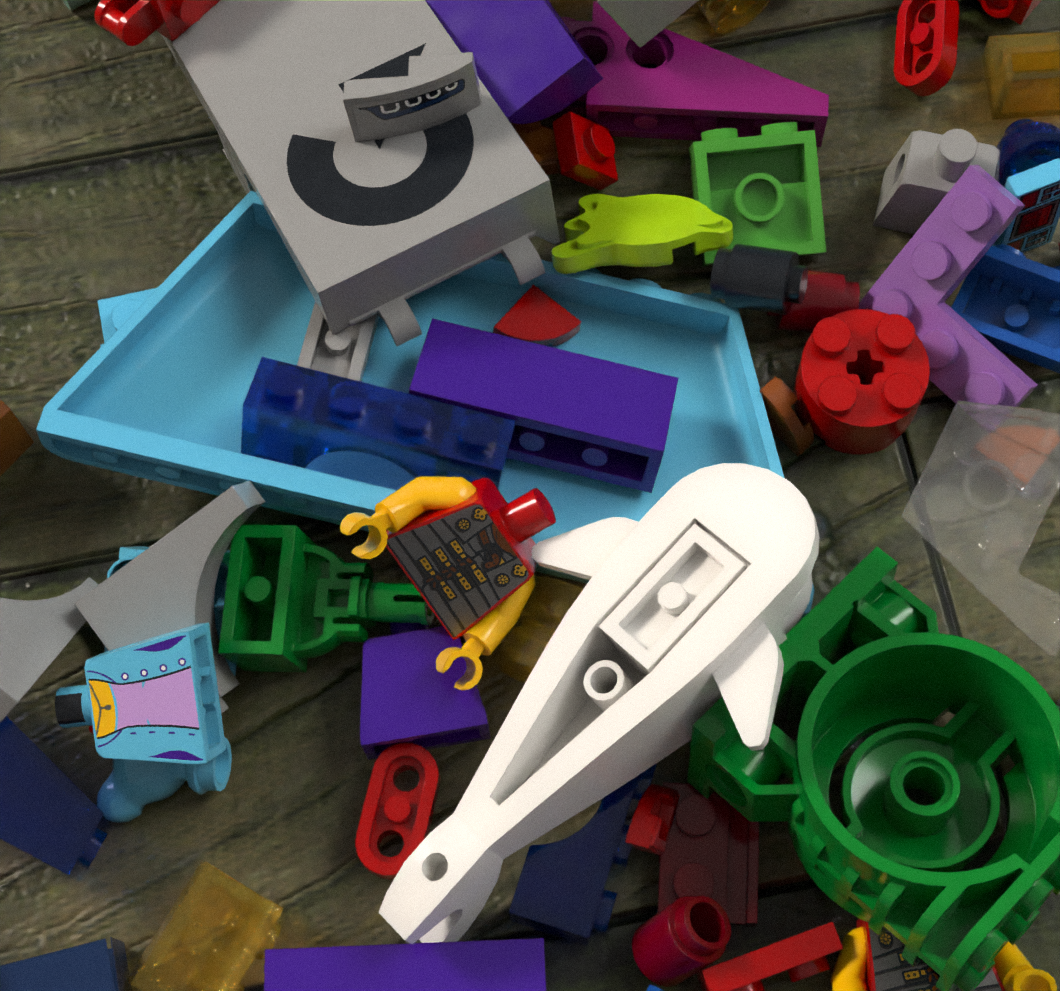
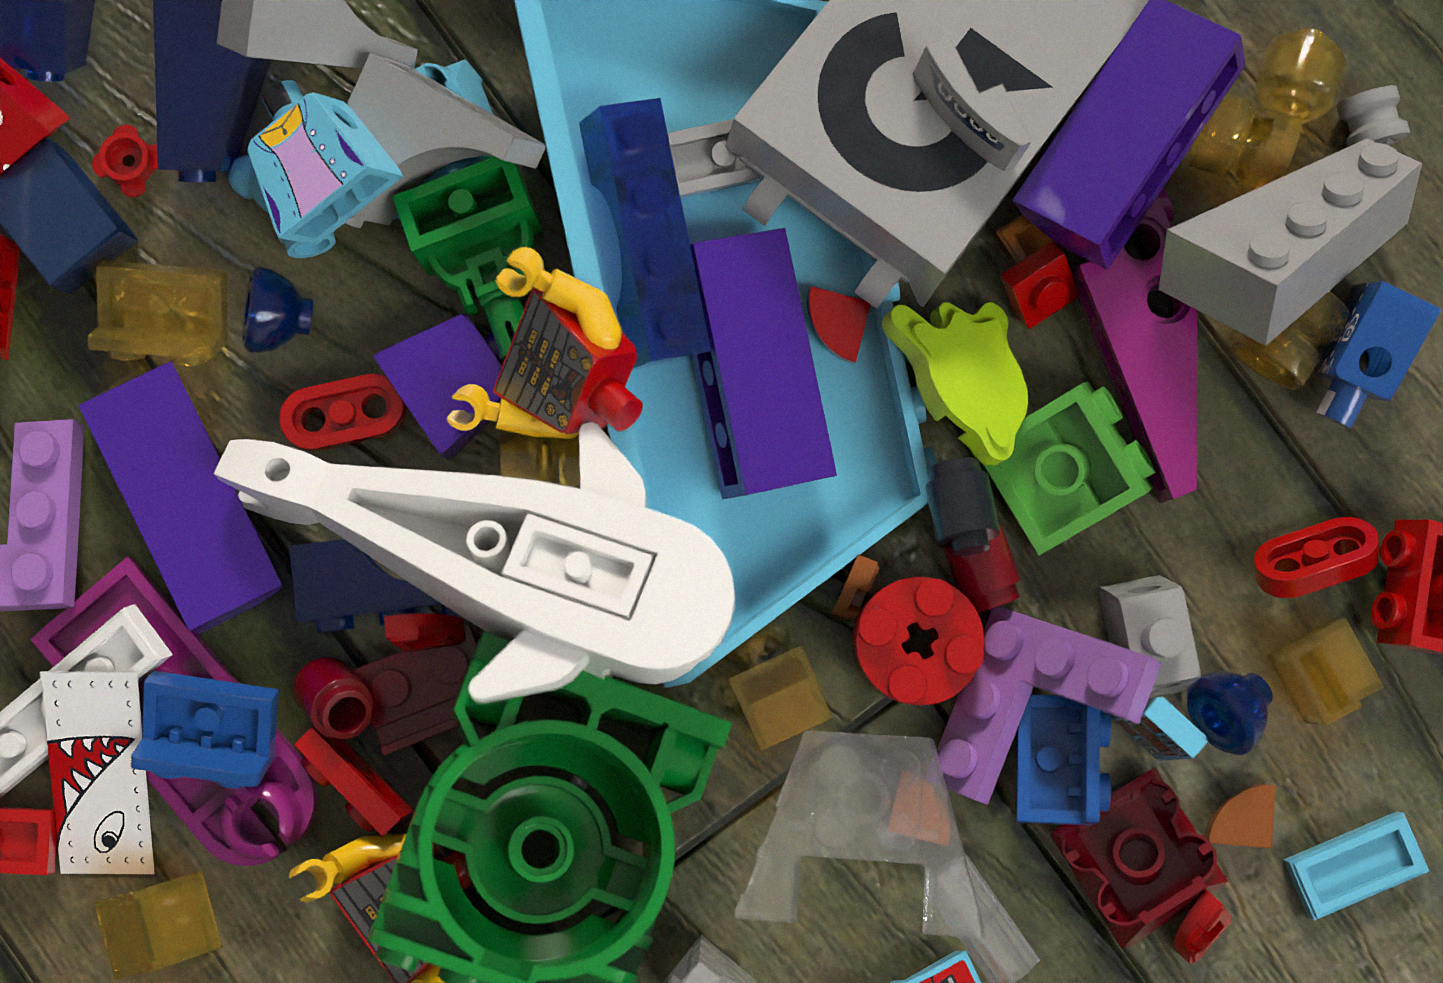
camera: 60 degrees right, 15 degrees up
(20, 910) = (114, 151): none -> red plate
(264, 834) = (273, 312): none -> clear blue brick
(857, 519) = (780, 698): none -> clear yellow piece

